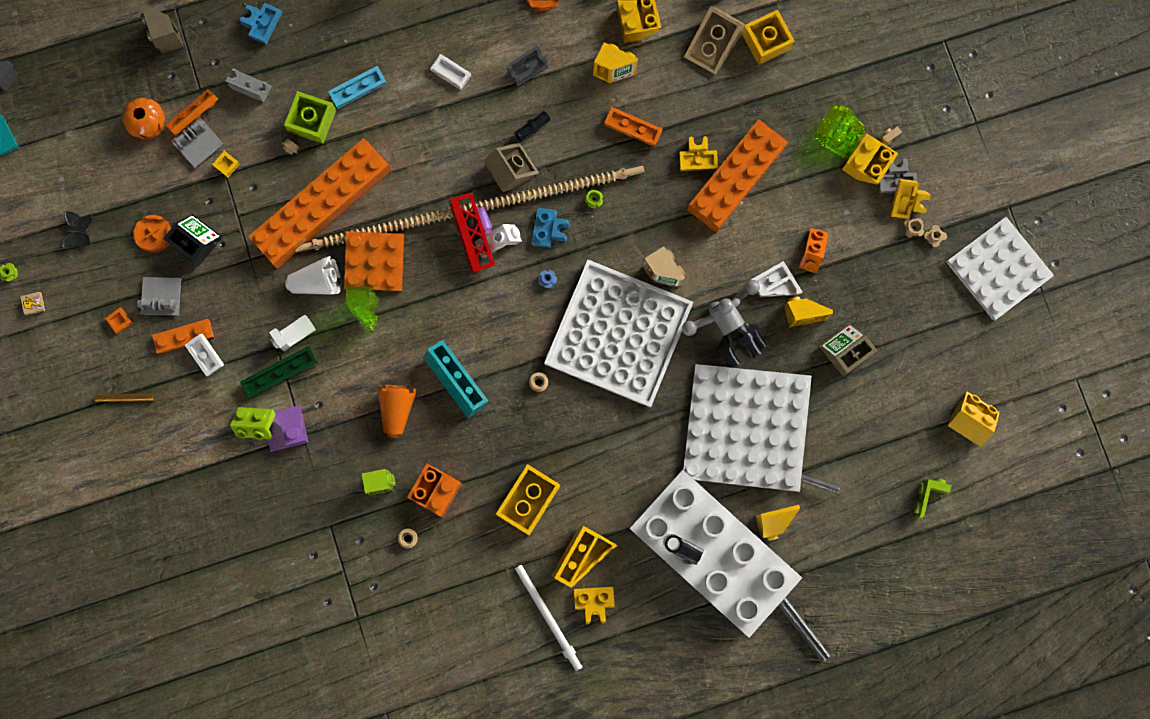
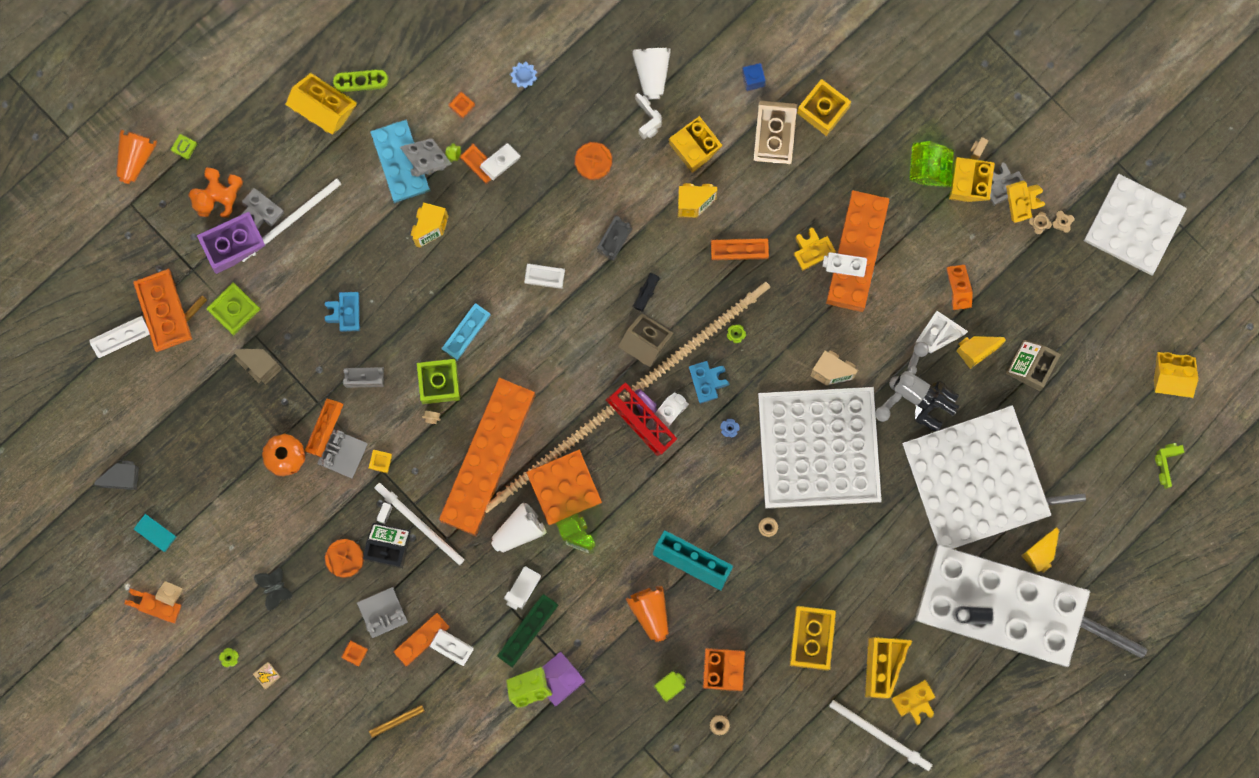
camera: 20 degrees left, 0 degrees up
(206, 210) = (384, 513): none -> white tile
(220, 202) = (391, 498): none -> white bar
(719, 180) = (845, 264): none -> white bracket

